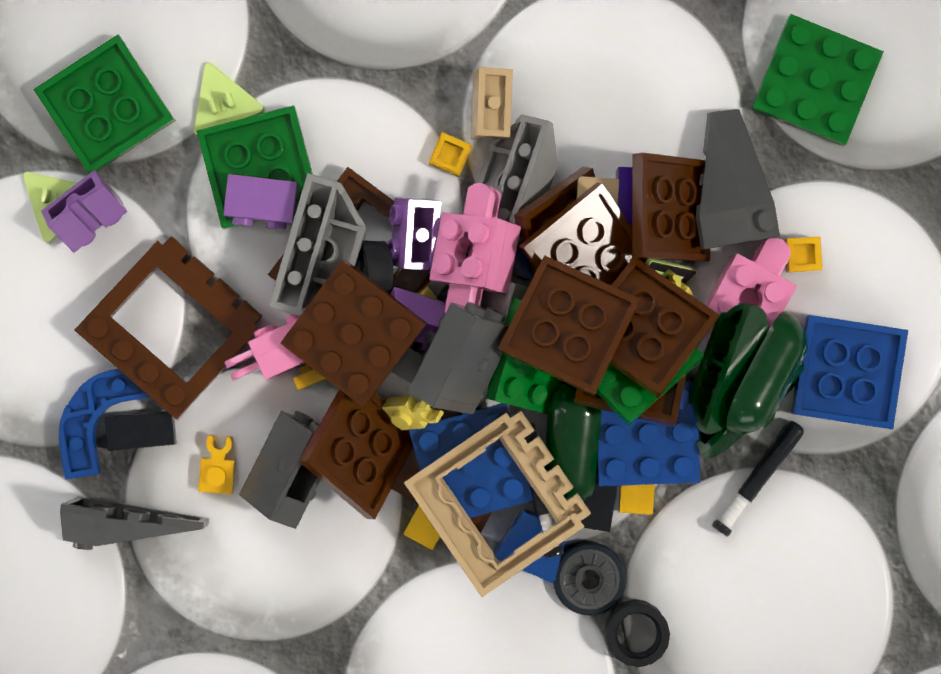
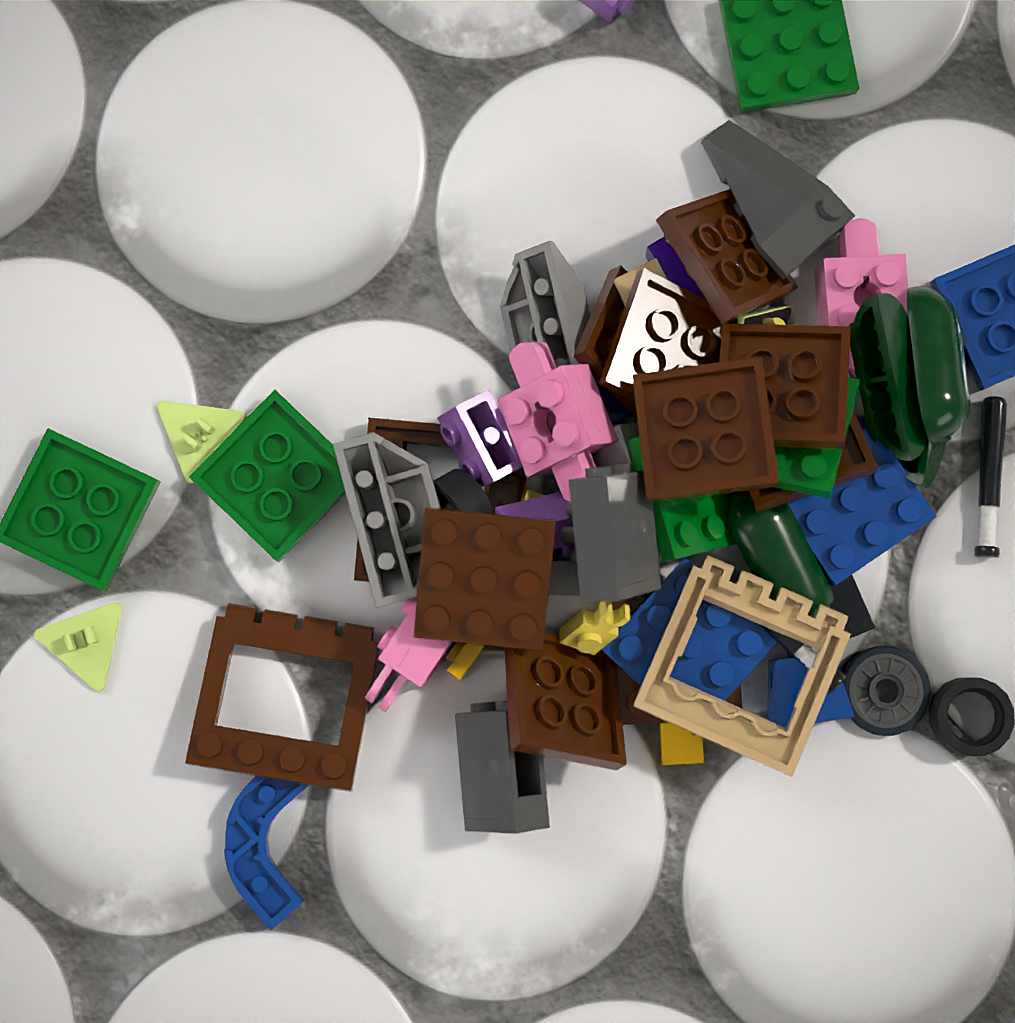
camera: 35 degrees left, 5 degrees down
(83, 210) = (120, 632): medium lavender brick -> none
(102, 523) = (339, 952): dark grey wedge -> none
(140, 430) = (319, 828): black tile -> none
(217, 472) = (427, 821): yellow plate -> none
(261, 200) = (300, 505): medium lavender brick -> none
(450, 154) = (466, 342): yellow tile -> none
(491, 103) = (476, 263): tan panel -> none
(636, 499) = (880, 576): yellow tile -> none
(804, 254) = (891, 221): yellow plate -> none

